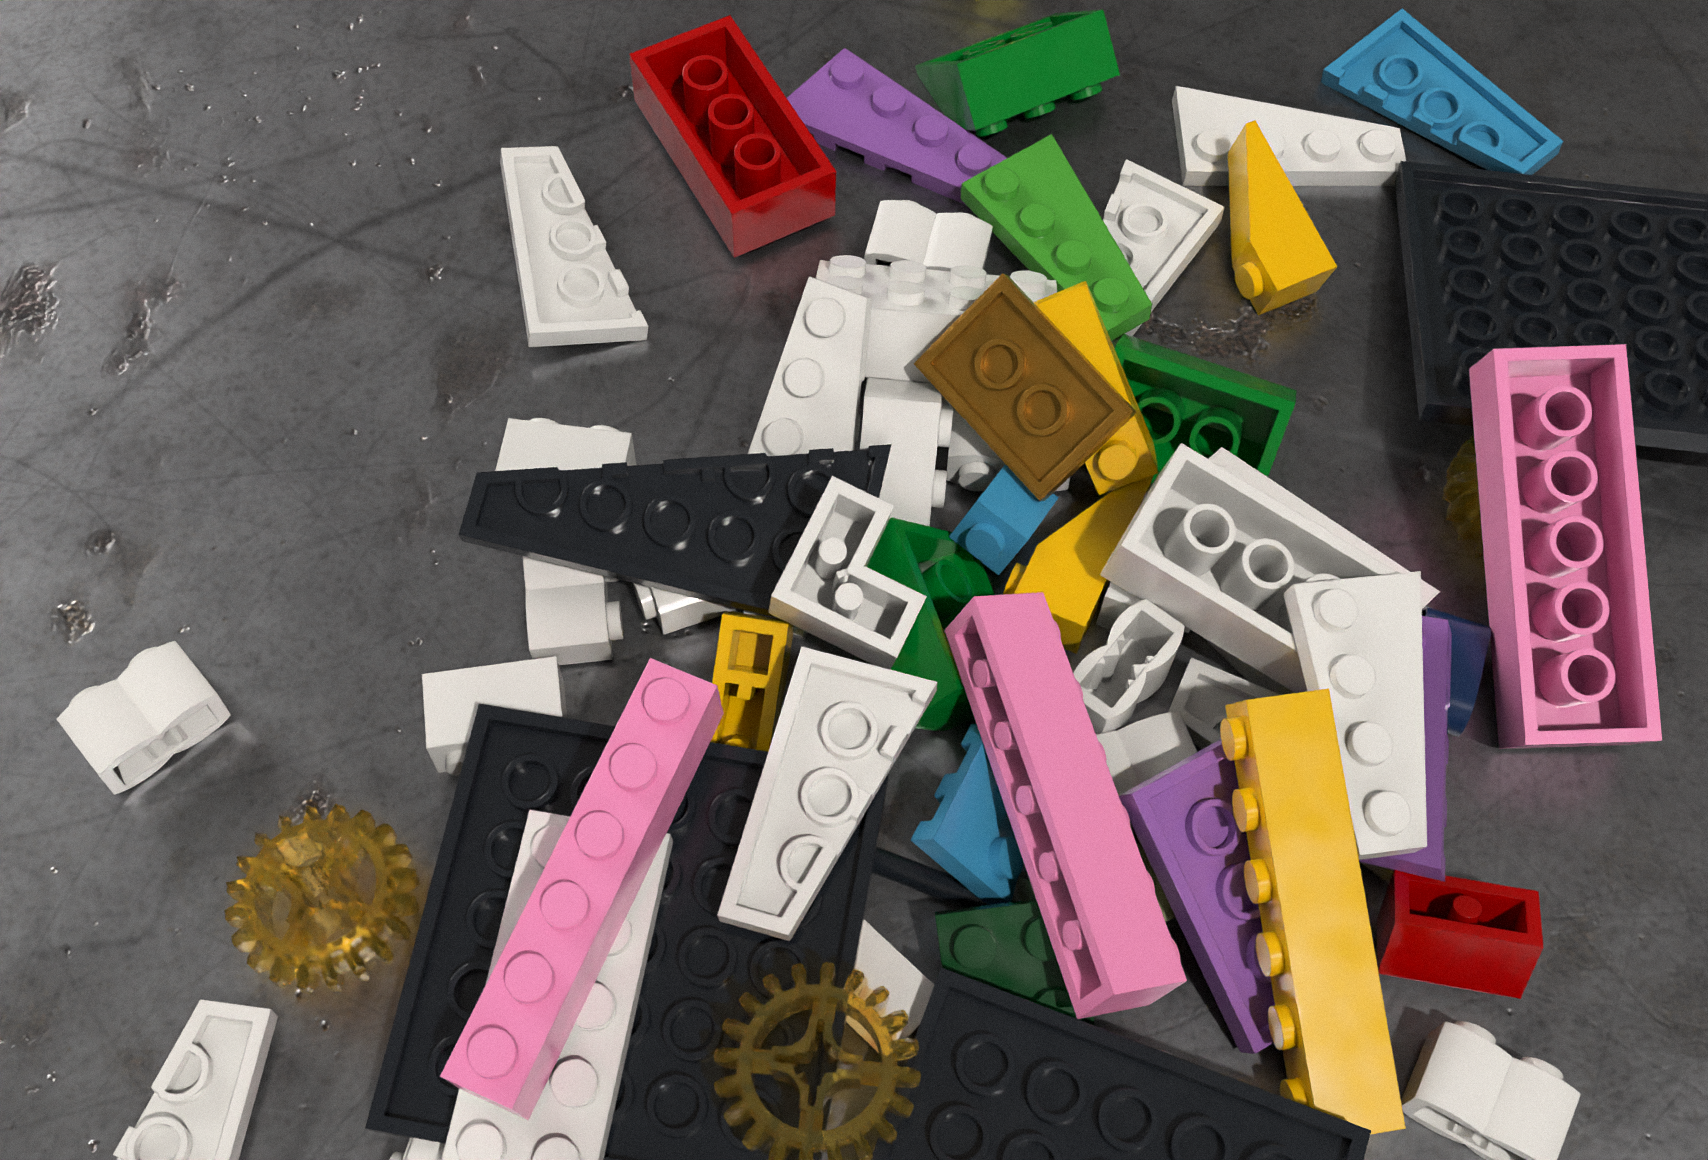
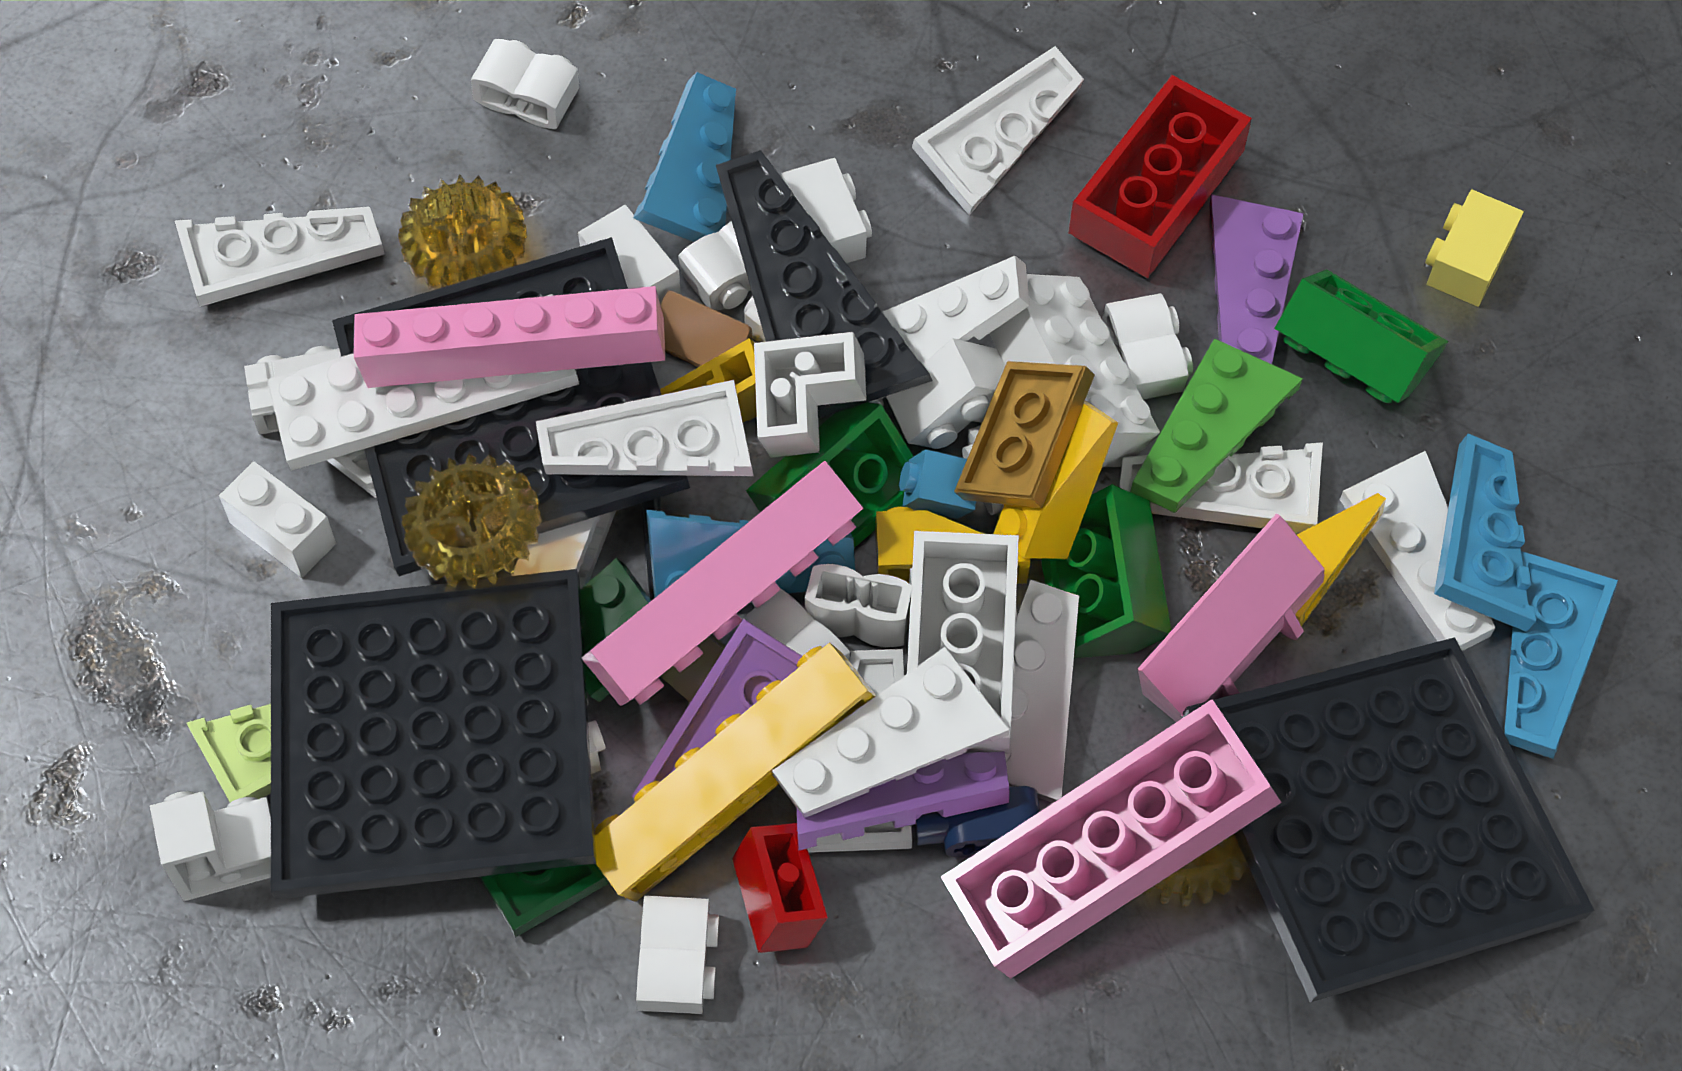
camera: 65 degrees right, 0 degrees up
(418, 582) = (685, 187): none -> dark azure wing
(607, 688) = (697, 331): none -> medium nougat slope
(1336, 322) = (1233, 622): none -> bright pink piece
(1341, 100) = (1482, 538): none -> dark azure wing

